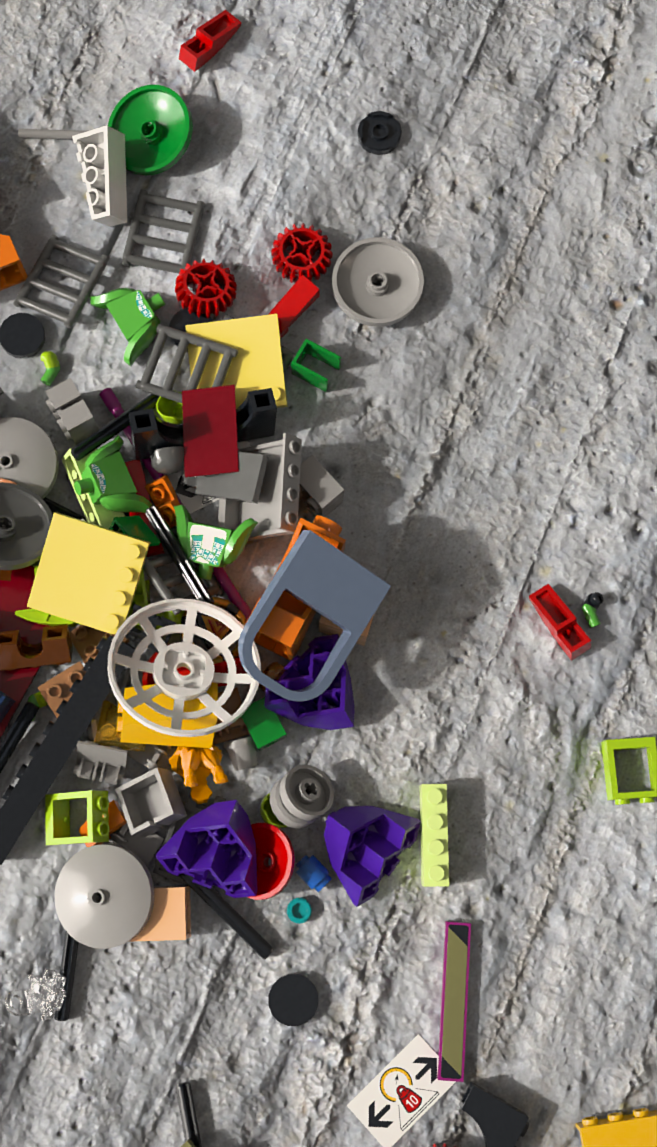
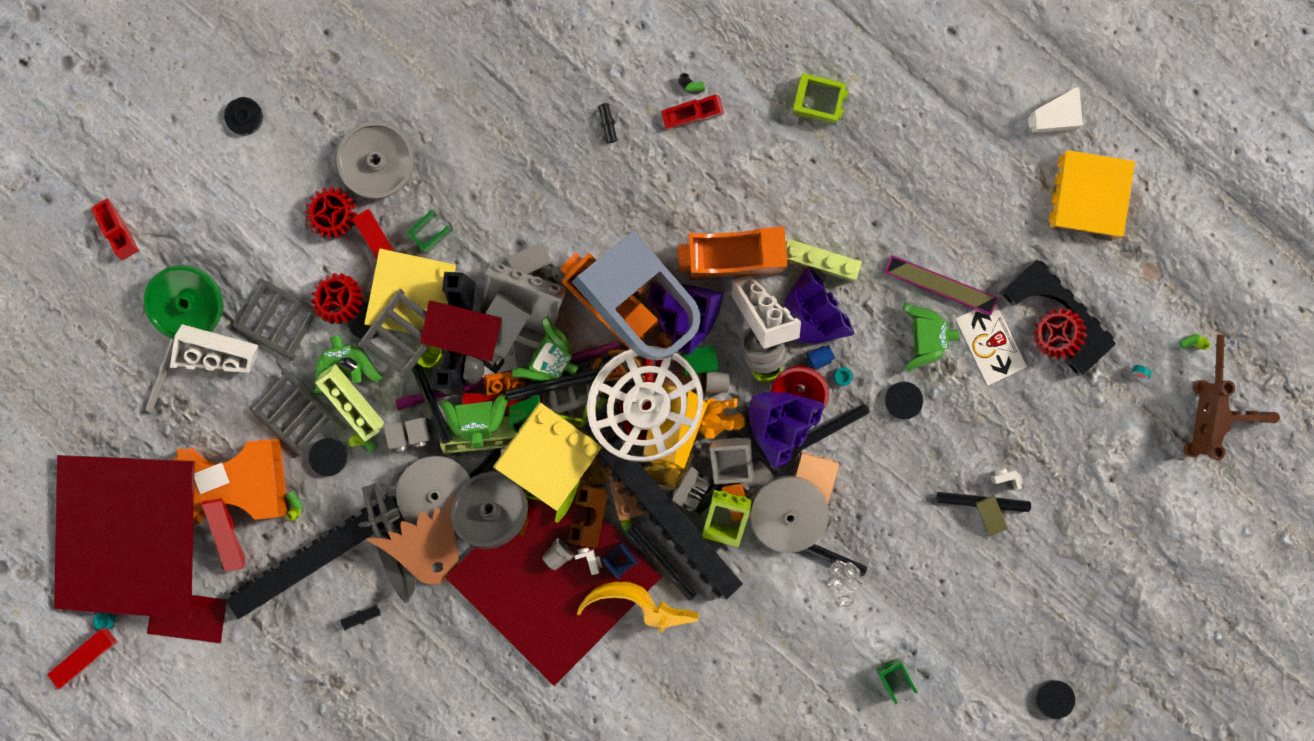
camera: 70 degrees left, 10 degrees up
(87, 785) = (706, 499): none -> black pin
(88, 335) = (349, 402): none -> yellowish green brick
(131, 325) = (351, 366): none -> arm
(340, 784) = (763, 313): none -> white wedge
(385, 1006) = (929, 336): none -> bright green torso
(404, 718) = (734, 253): none -> orange brick
(511, 527) = (607, 123): none -> black pin

